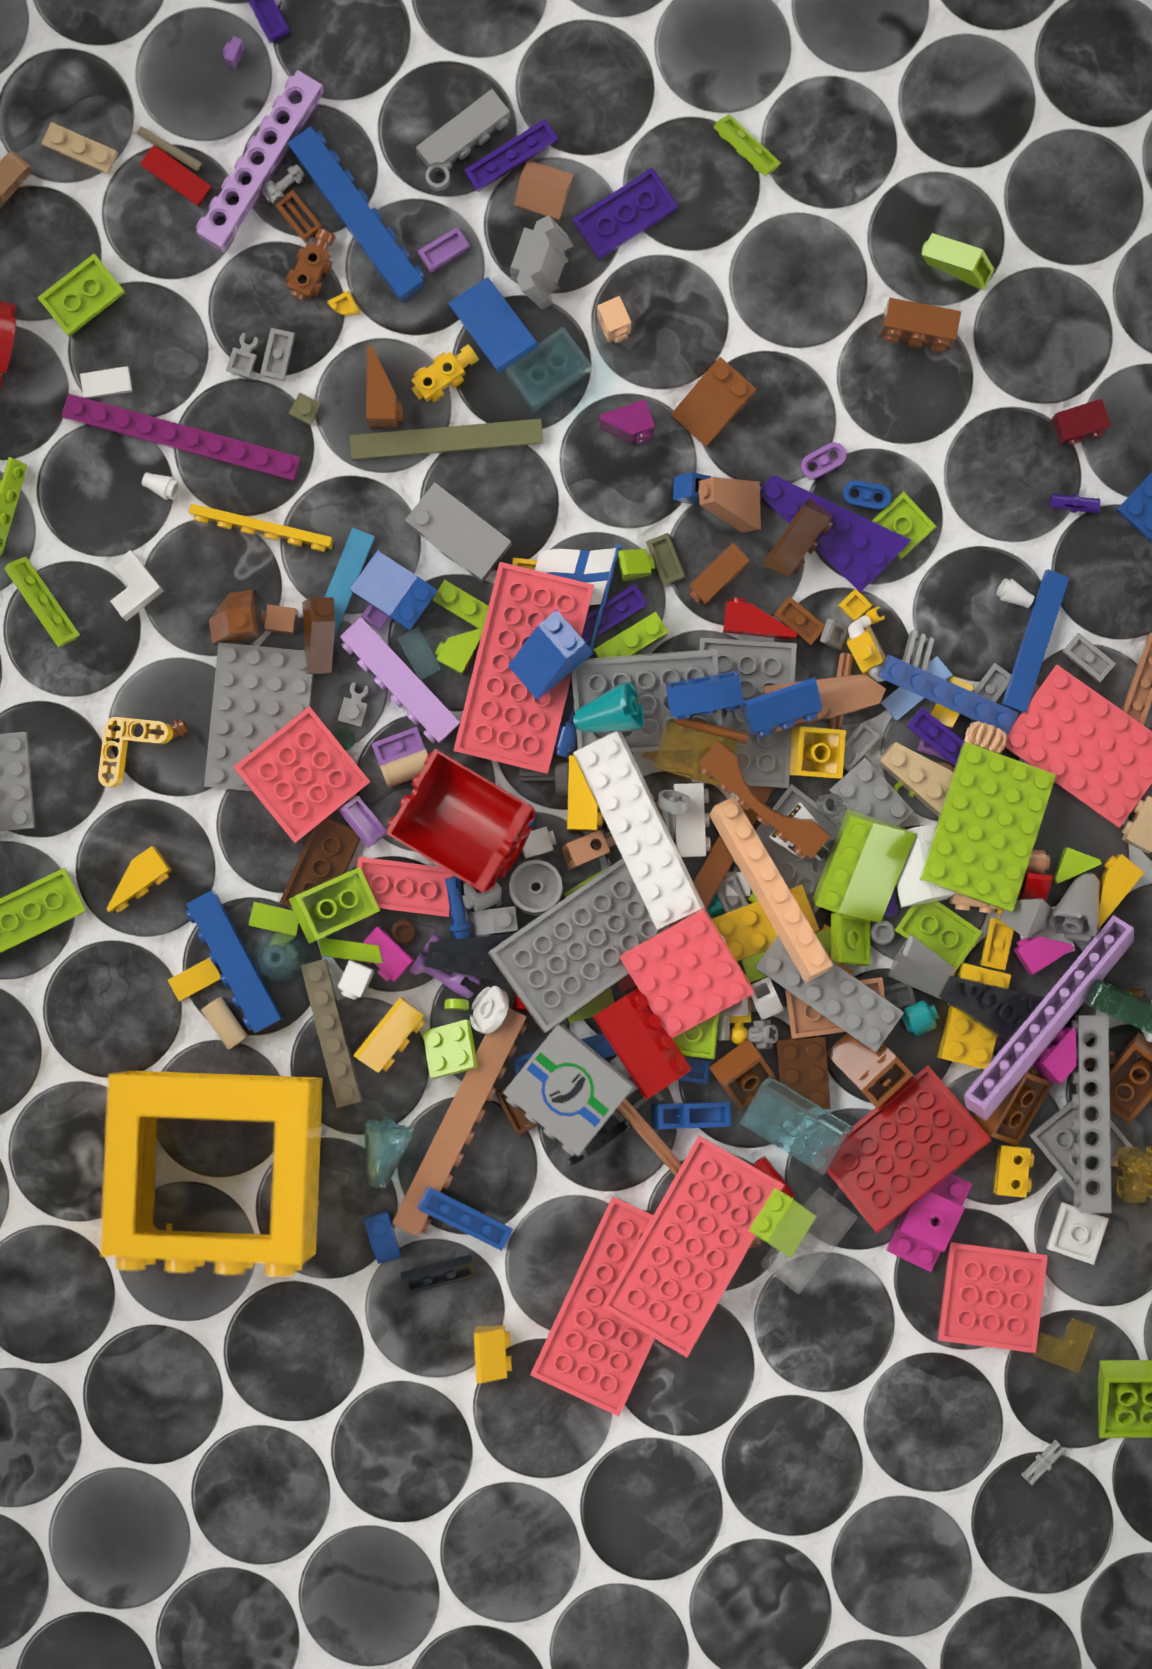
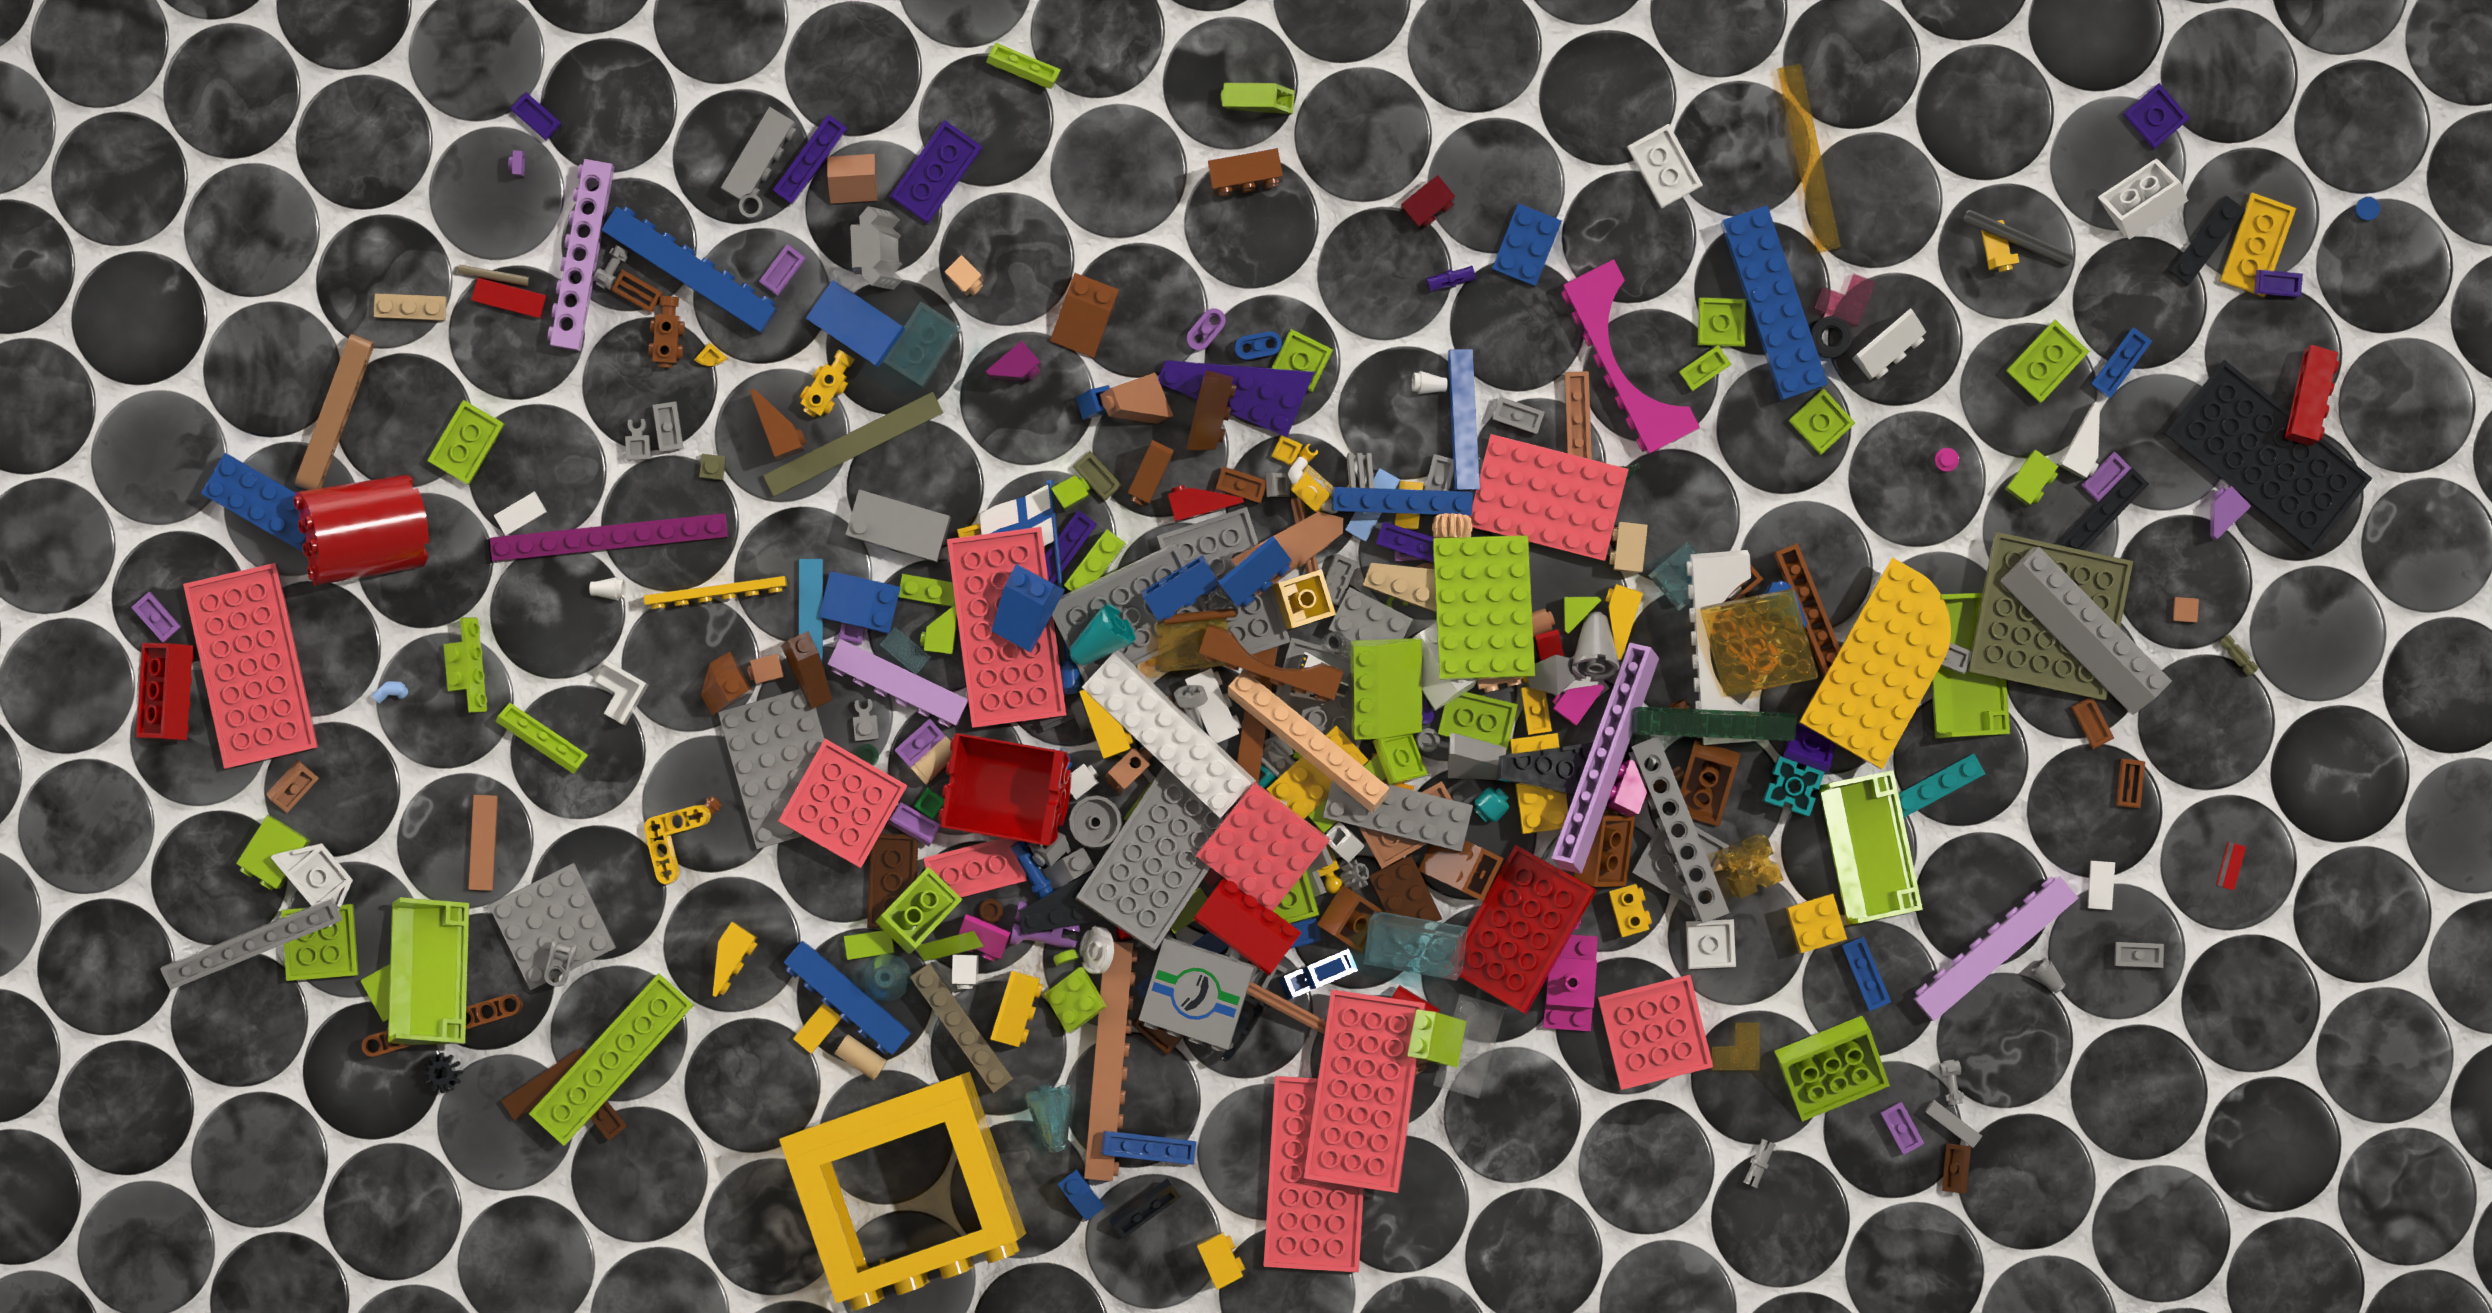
camera: 20 degrees left, 0 degrees up
(385, 807) = (930, 803): none -> green tile

